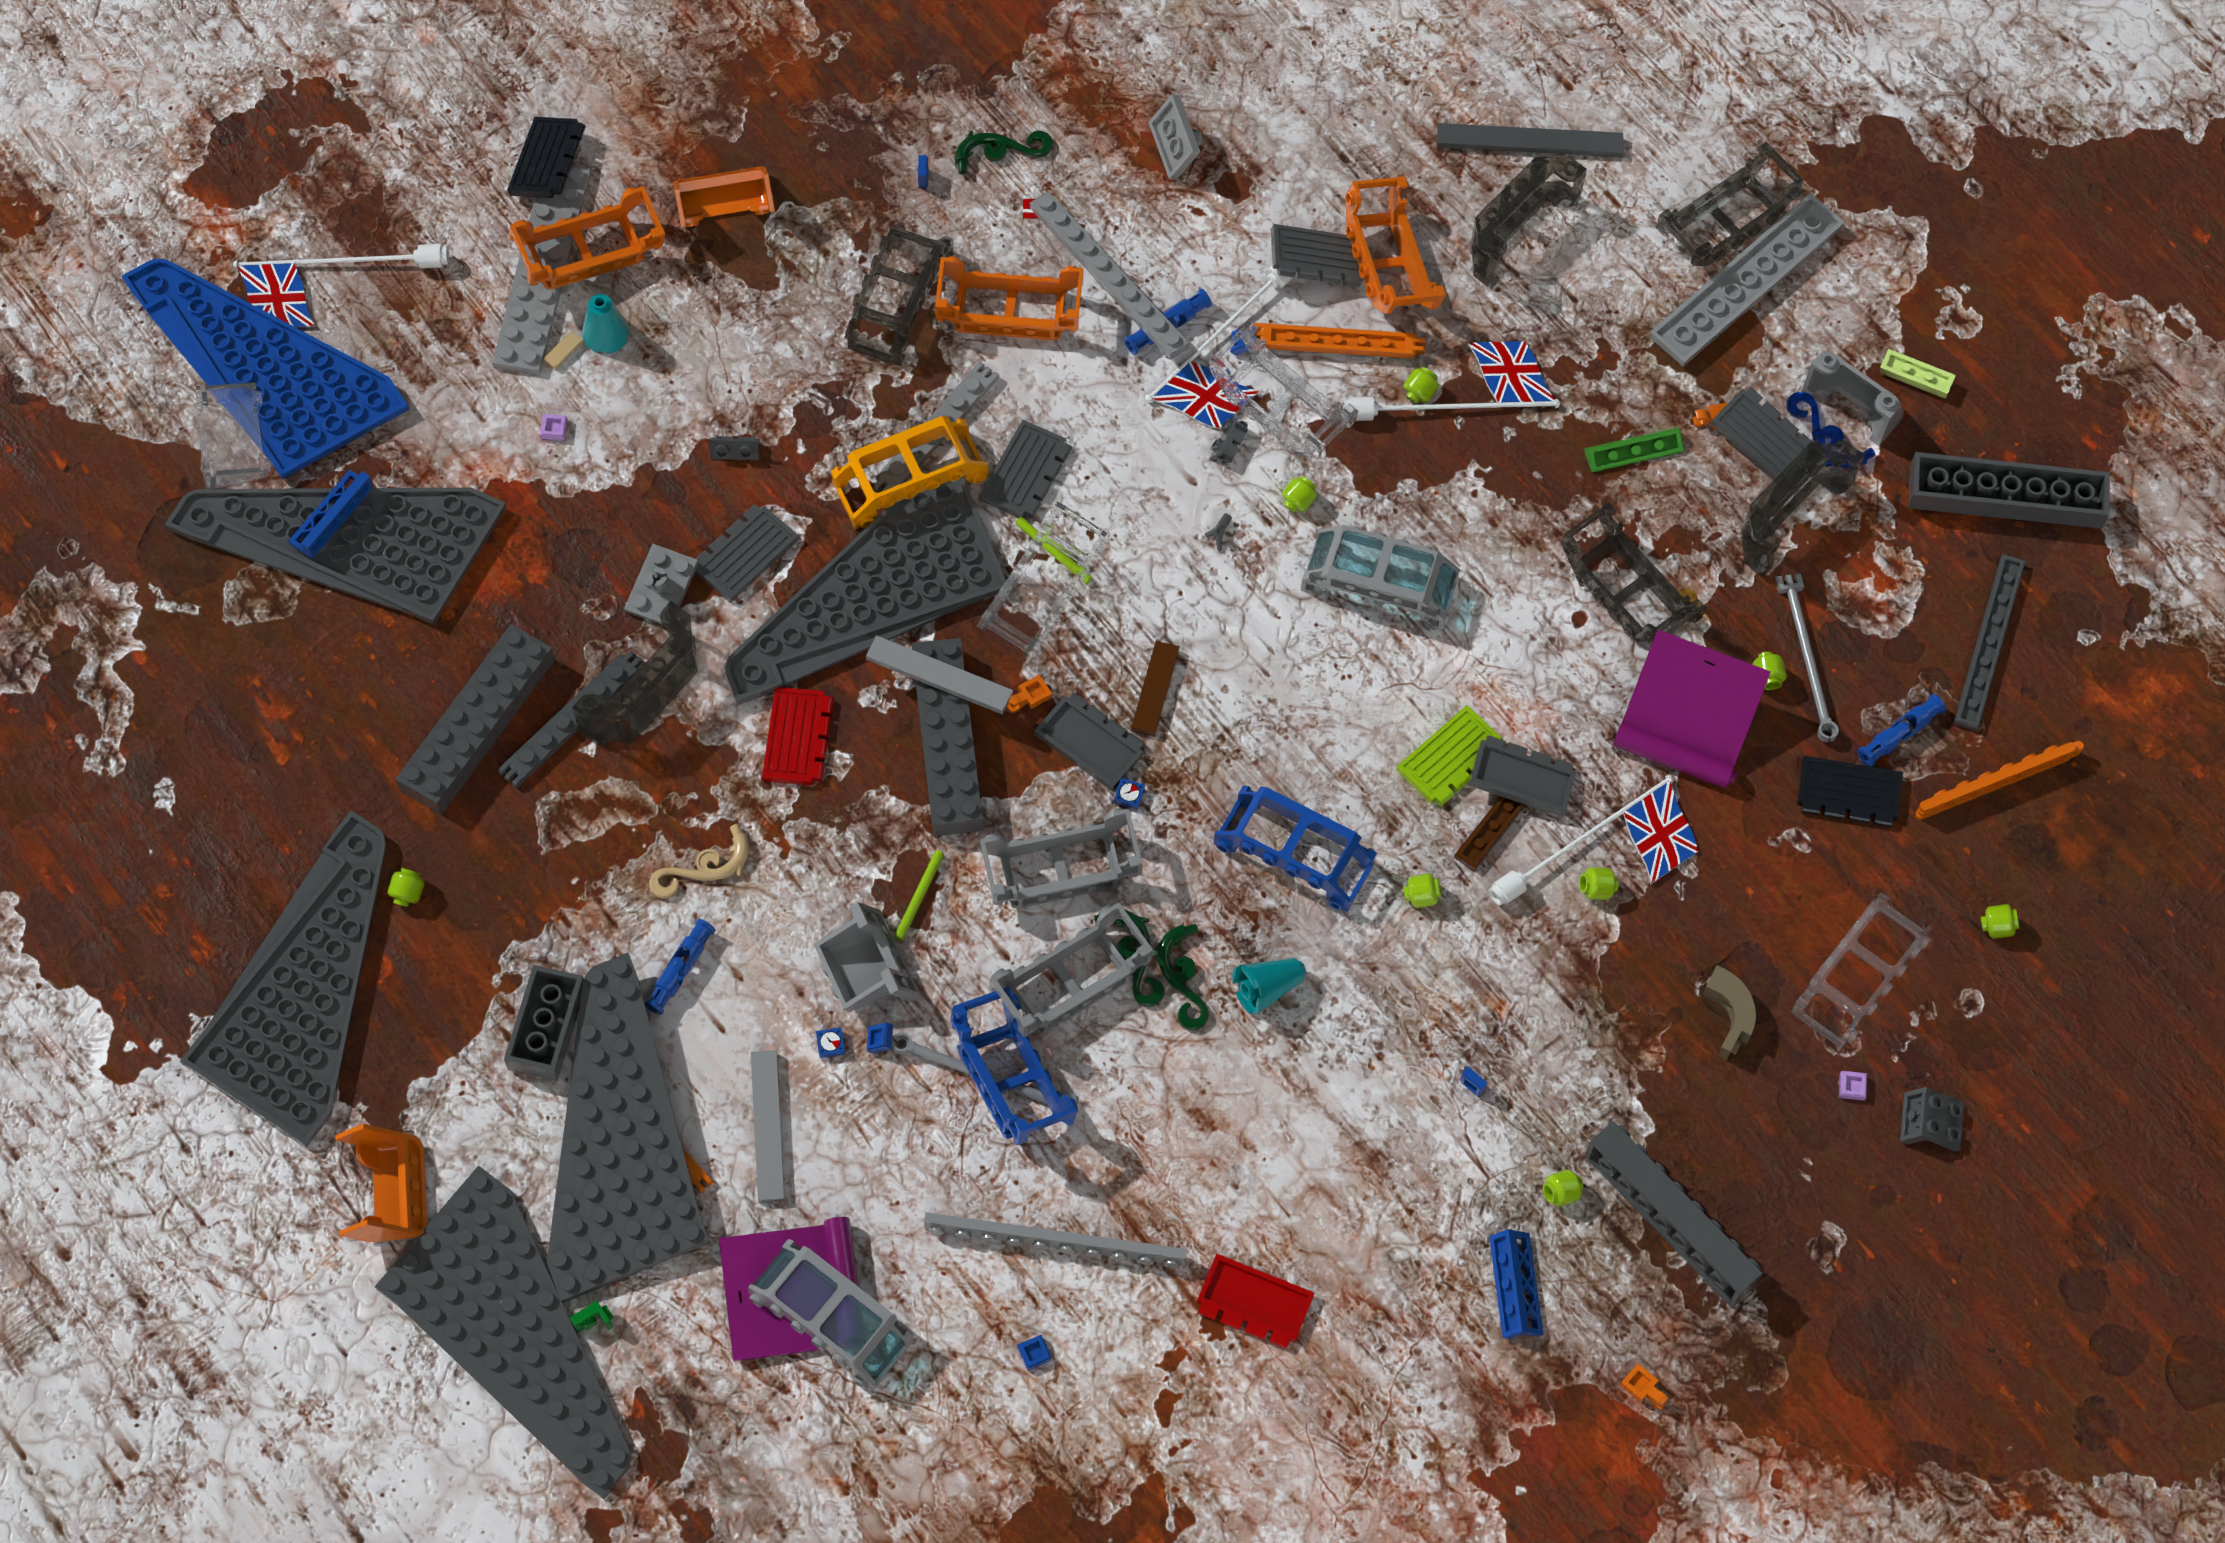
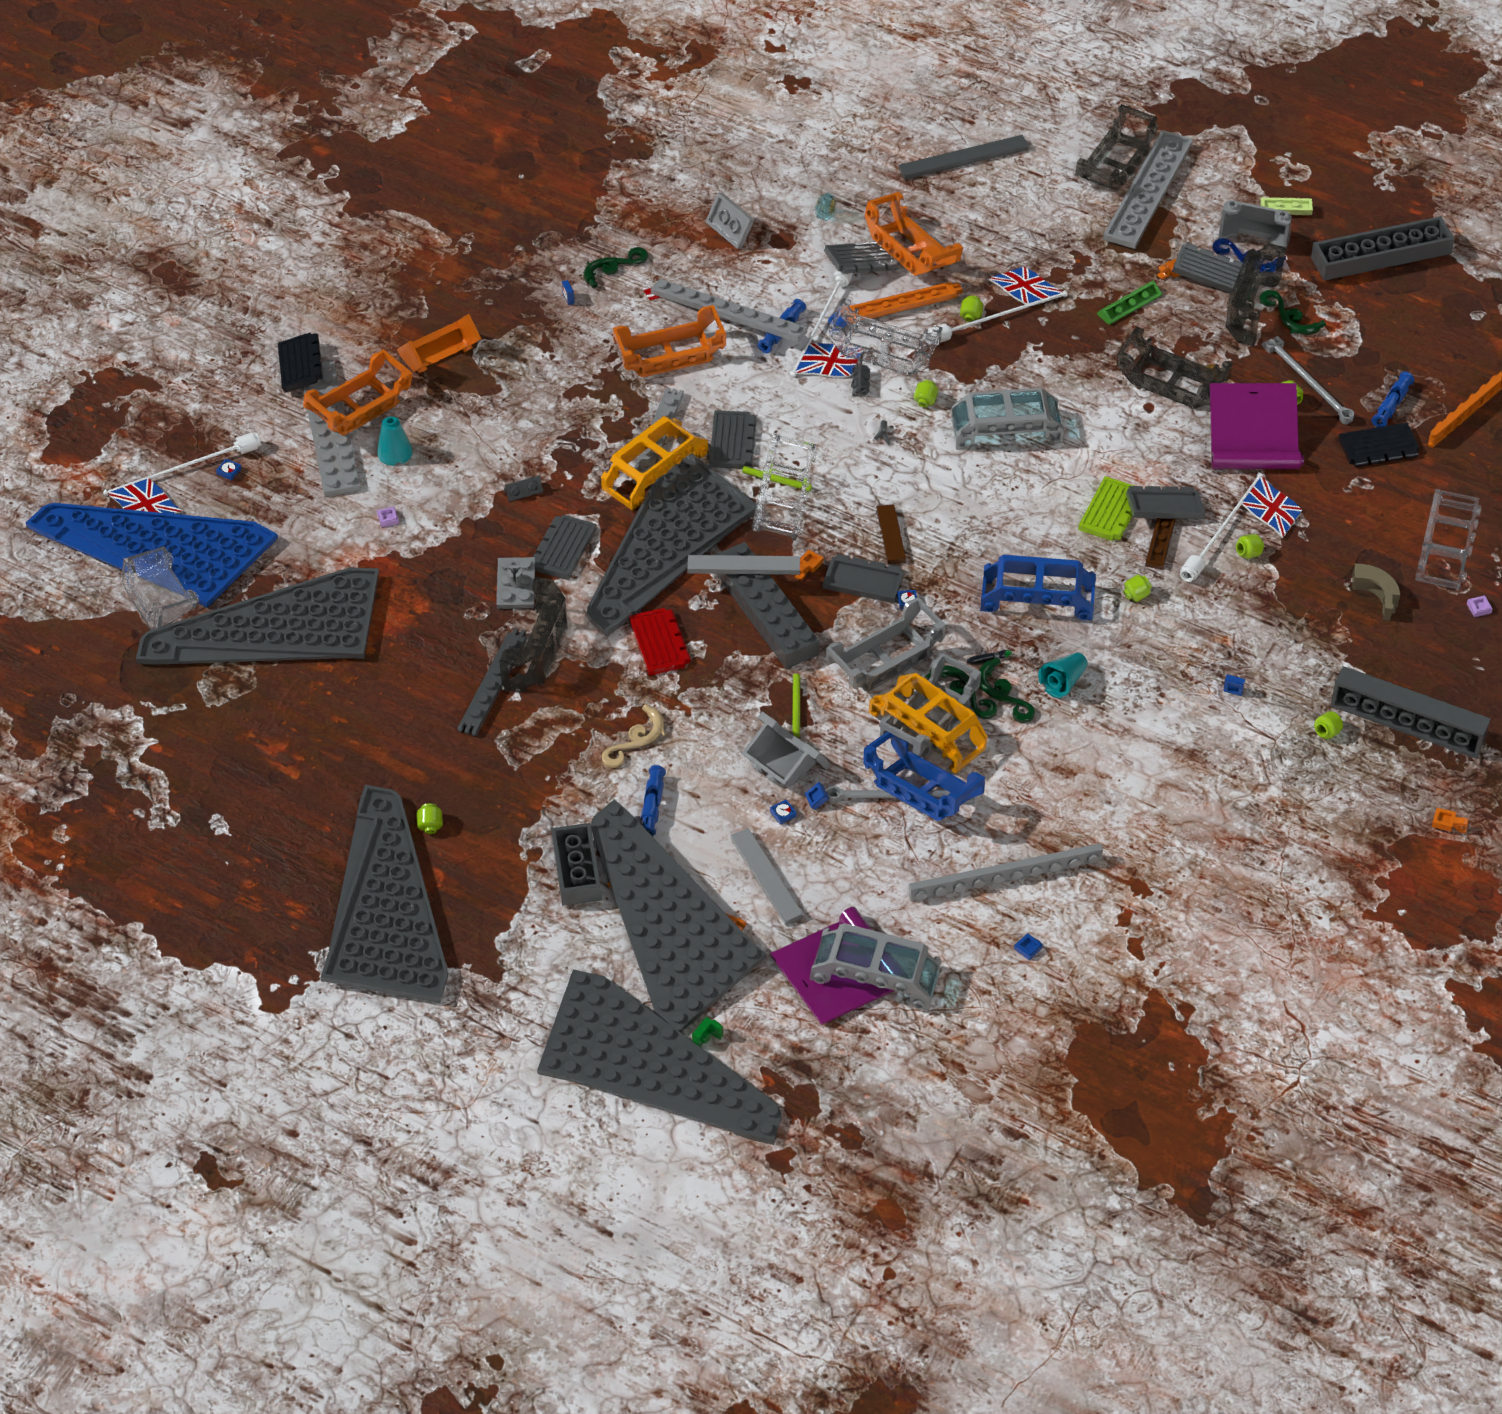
camera: 20 degrees left, 15 degrees down
(333, 516) = (260, 614): blue fence -> none
(395, 285) = (228, 469): none -> blue tile
(397, 1183) = (516, 998): orange windscreen -> none
(475, 719) = (426, 702): dark grey brick -> none
(563, 350) = (370, 470): tan piece -> none
(921, 284) = (595, 375): clear smoke windscreen -> none
(1040, 985) = (919, 723): none -> light orange windscreen
(1207, 920) = (990, 656): none -> black piece
(1255, 1299) = (1160, 862): red hinge -> none
(1310, 157) = (825, 206): none -> clear light blue rock
(1511, 1284) = (1328, 792): blue fence -> none
(1517, 205) = (978, 190): clear smoke windscreen -> none
(1841, 544) = (1285, 315): none -> dark green plant
(1989, 643) = (1418, 337): dark grey tile -> none

